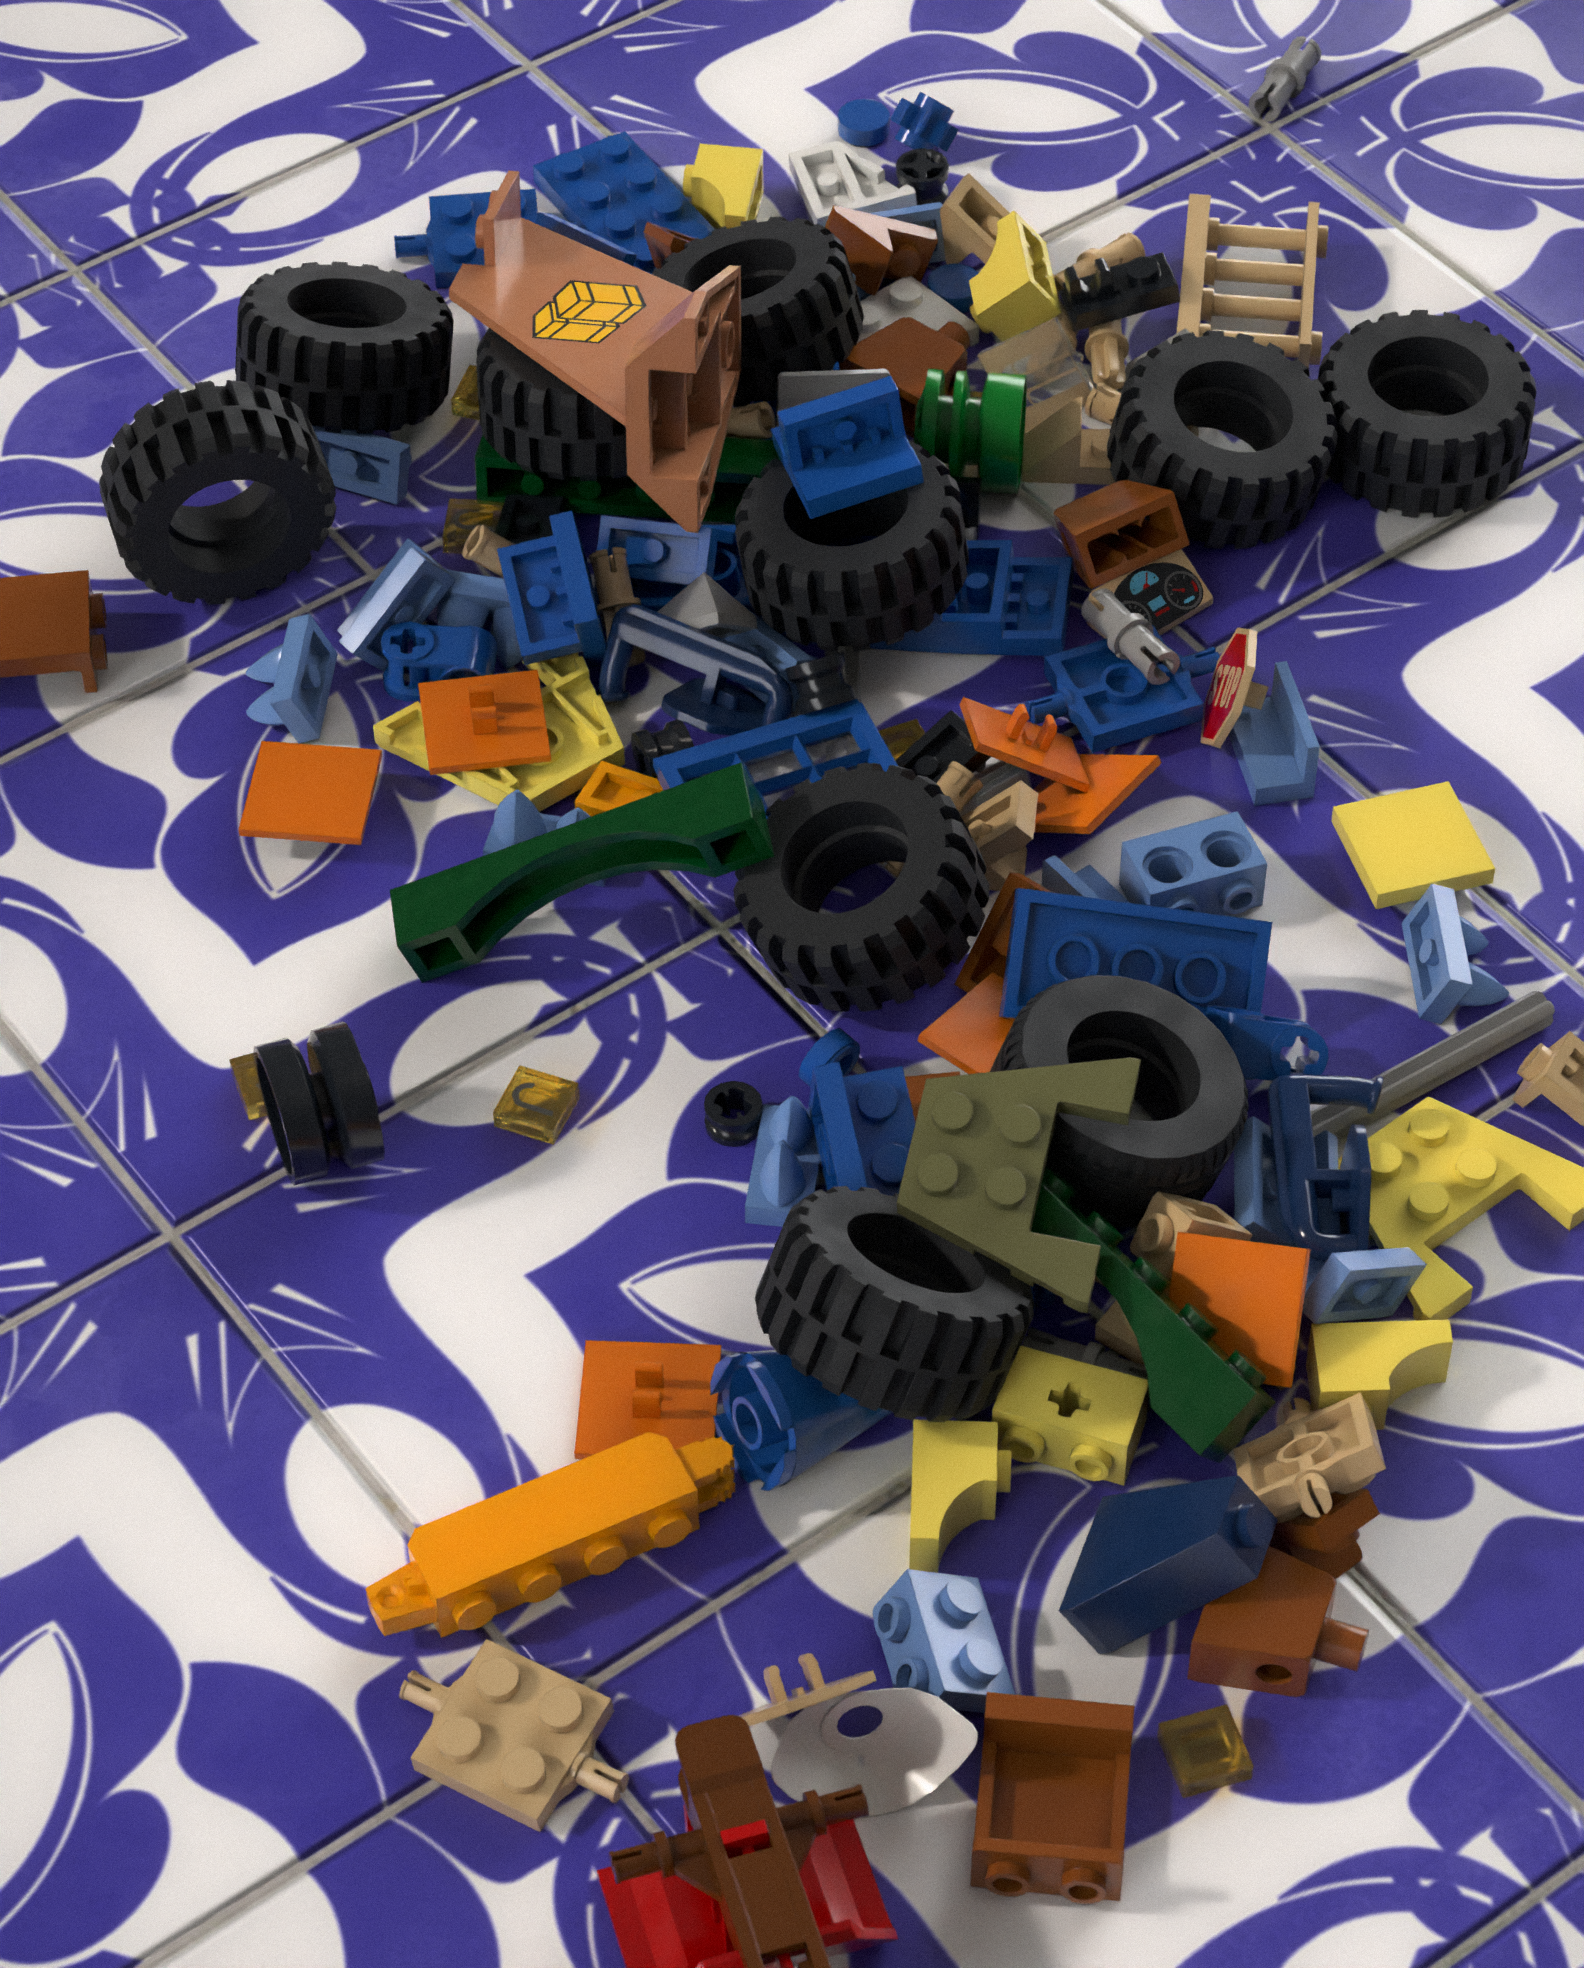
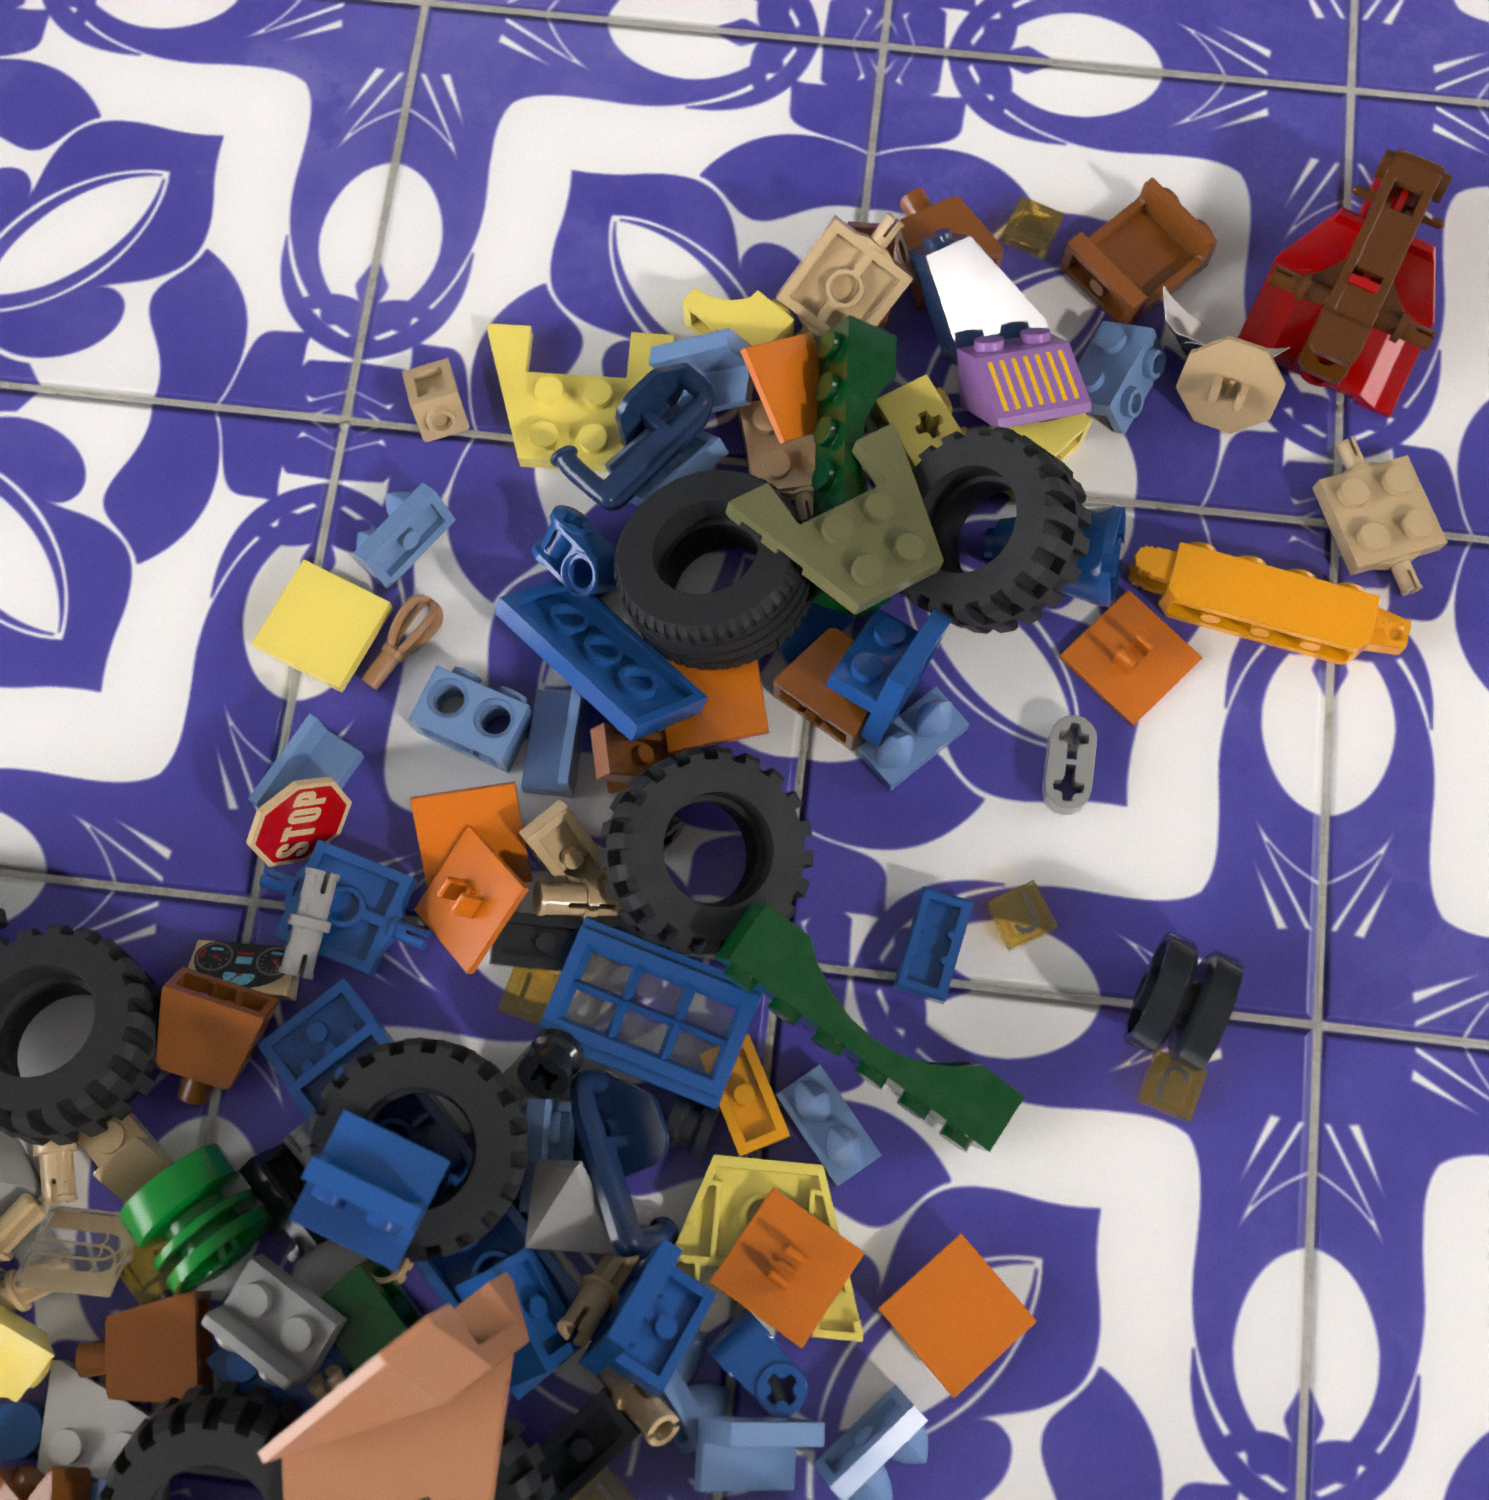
camera: 135 degrees left, 25 degrees up
(594, 1019) = (933, 945): none -> blue plate
(624, 1246) = (1081, 766): none -> light grey beam
(733, 1096) = (895, 796): black bush -> none
(831, 1048) = (824, 779): blue tile -> none
(1018, 1504) = (1021, 379): none -> medium lavender slope
(1173, 1214) = (764, 459): tan bracket -> none
(1330, 878) = (391, 651): none -> medium nougat piece
(1443, 1062) = (485, 478): light grey axle -> none

